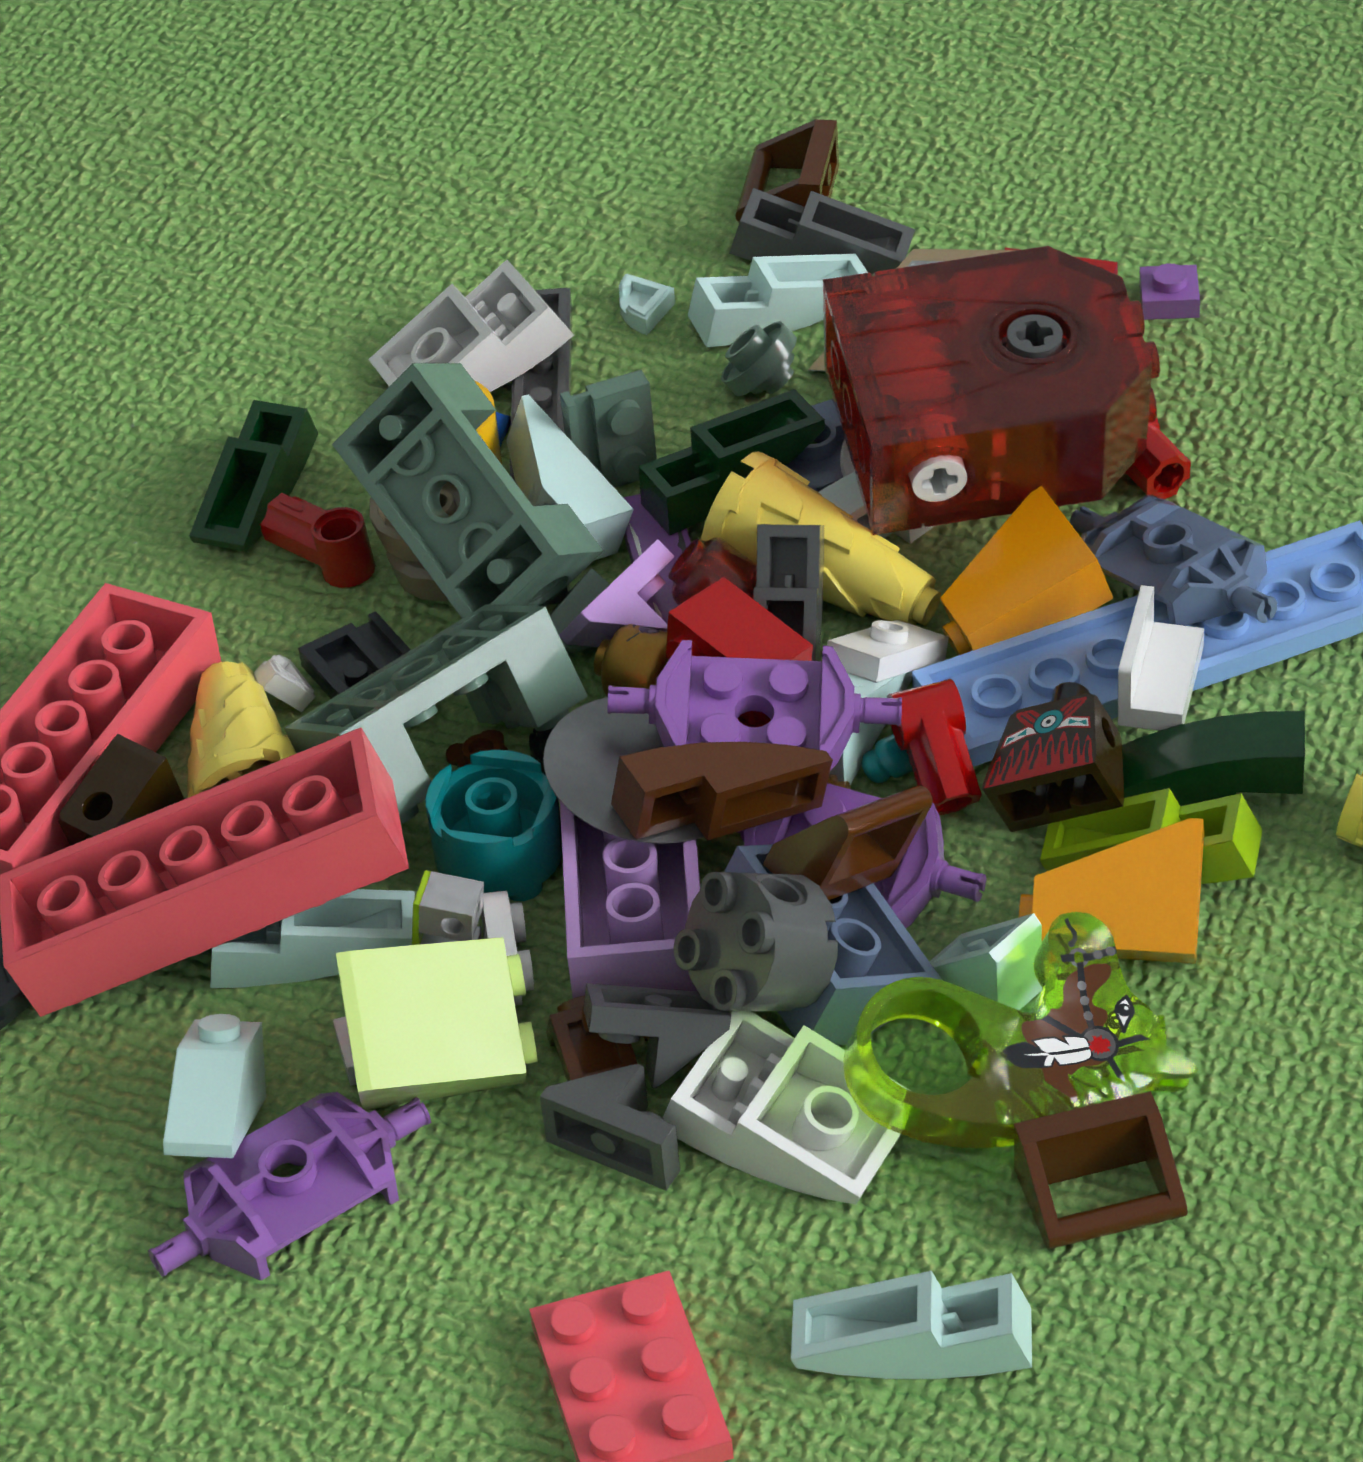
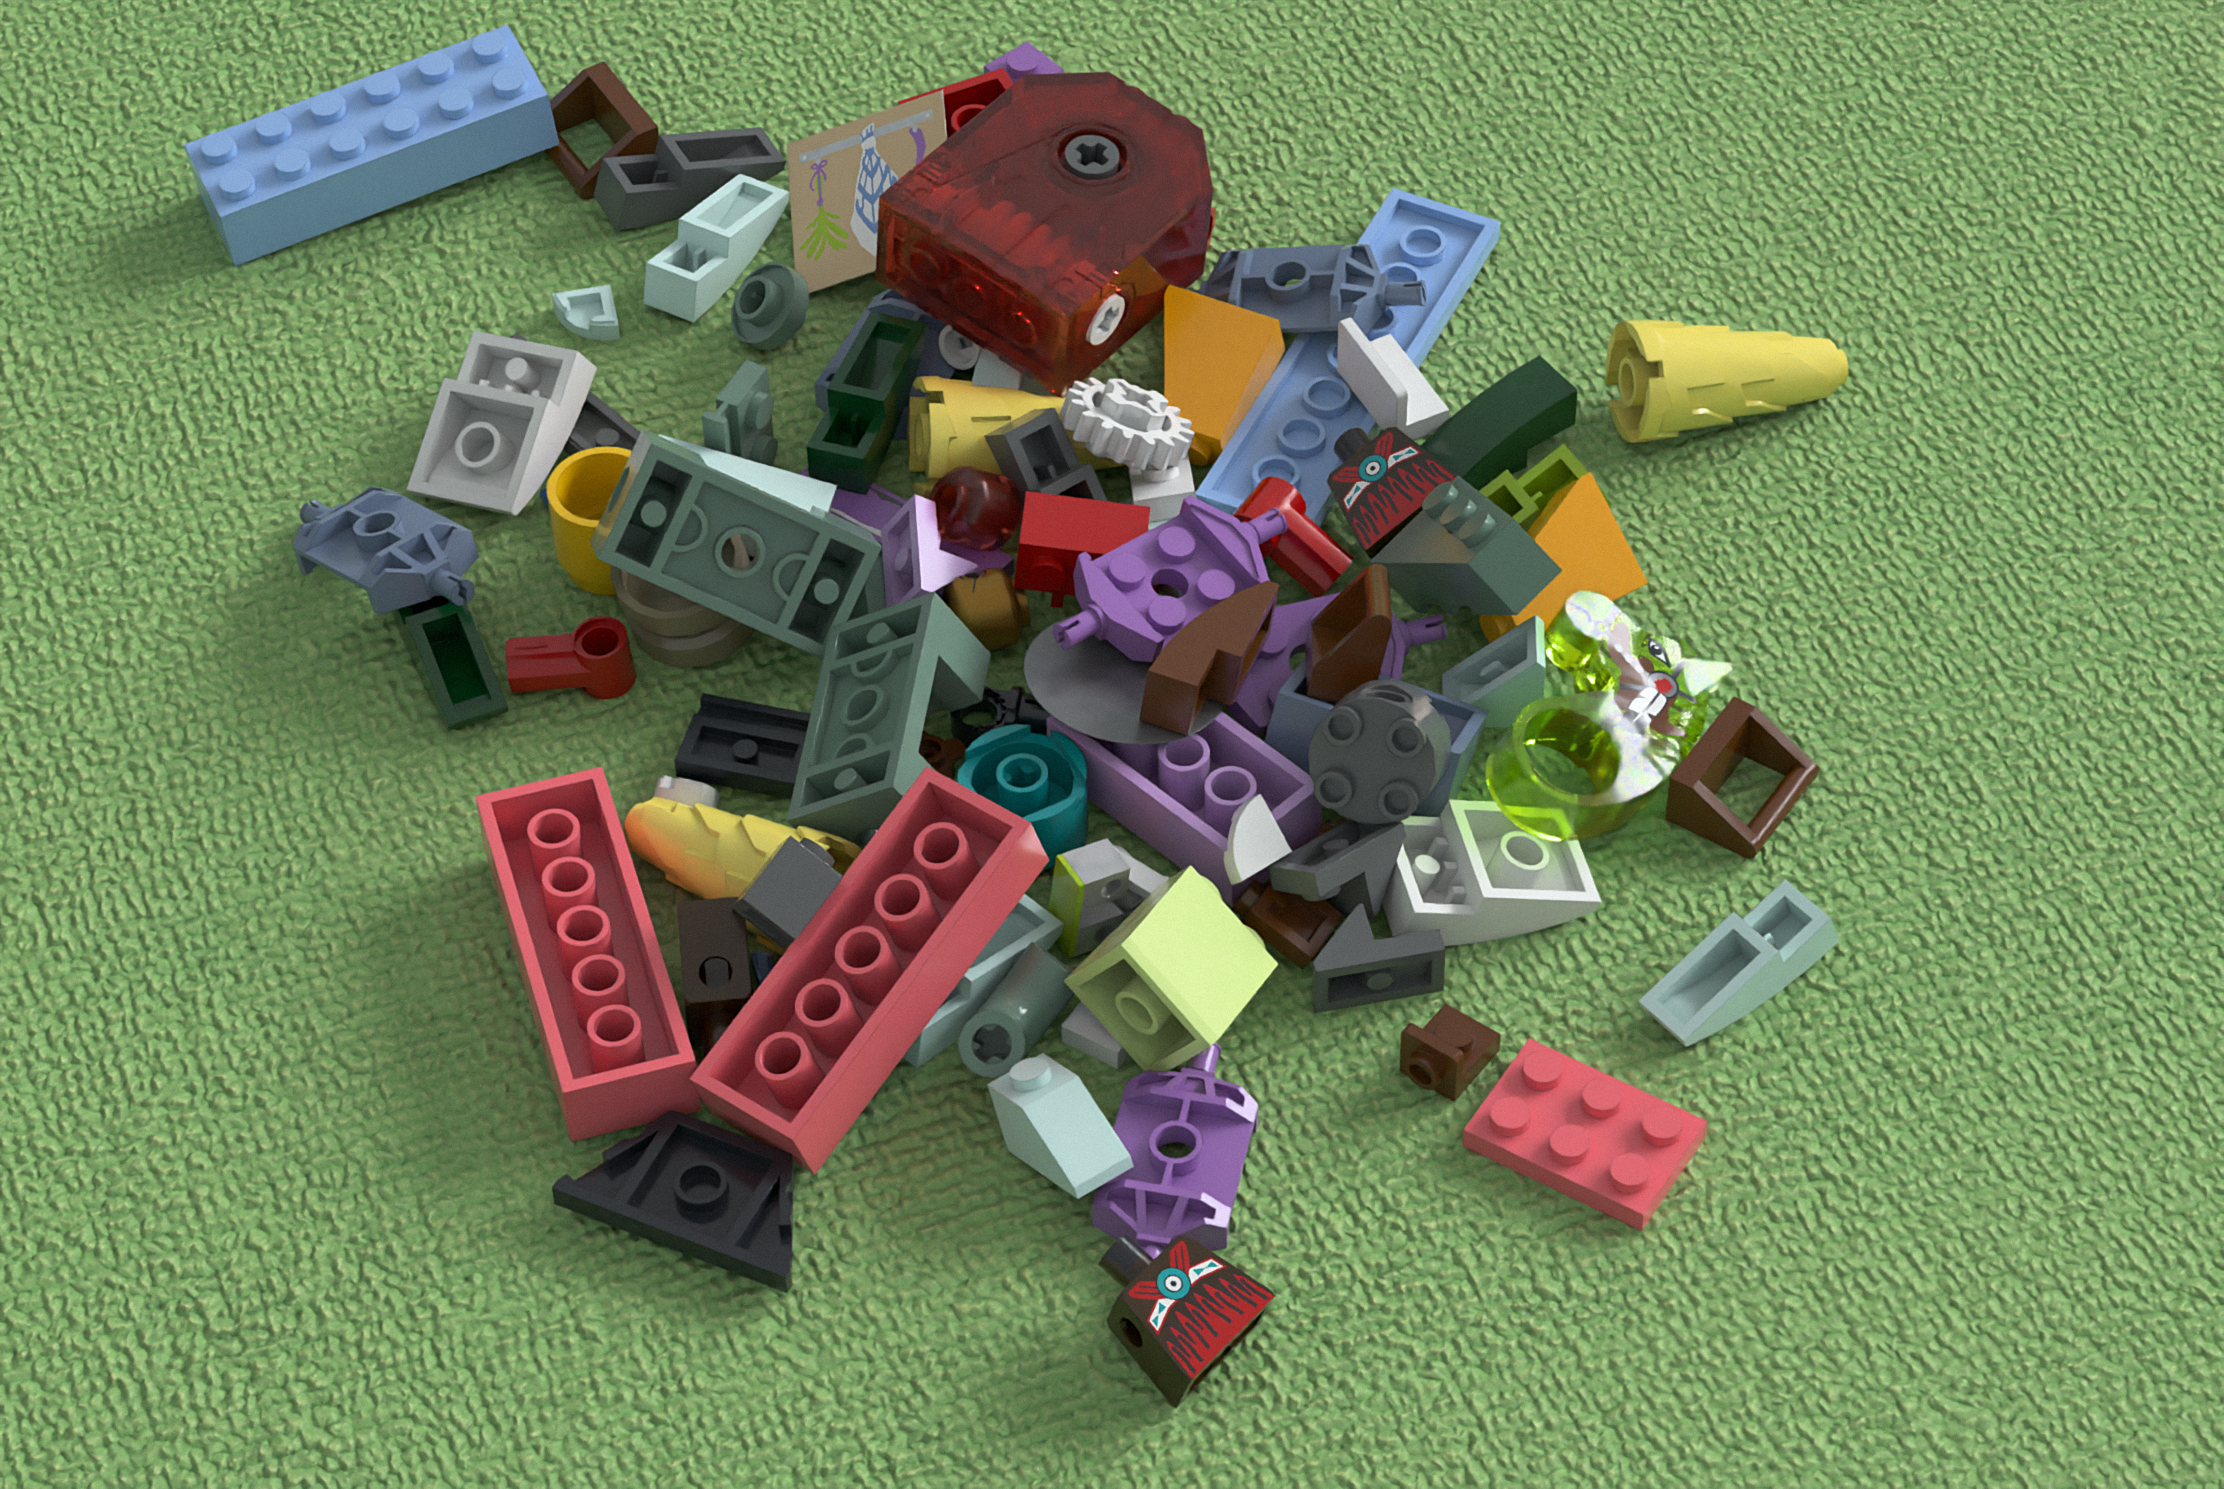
camera: 45 degrees left, 5 degrees up
(132, 1299) = (1181, 1310): none -> torso
(180, 763) = (788, 890): none -> dark grey brick
(276, 384) = (388, 548): none -> sand blue plate
(280, 991) = (1016, 1013): none -> sand green cylinder
(587, 953) = (1253, 840): none -> white tile
(596, 1239) = (1447, 1052): none -> reddish brown bracket
(613, 103) = (372, 144): none -> light blue brick
(882, 575) = (1126, 424): none -> white gear
(1041, 824) = (1465, 555): none -> sand green wedge

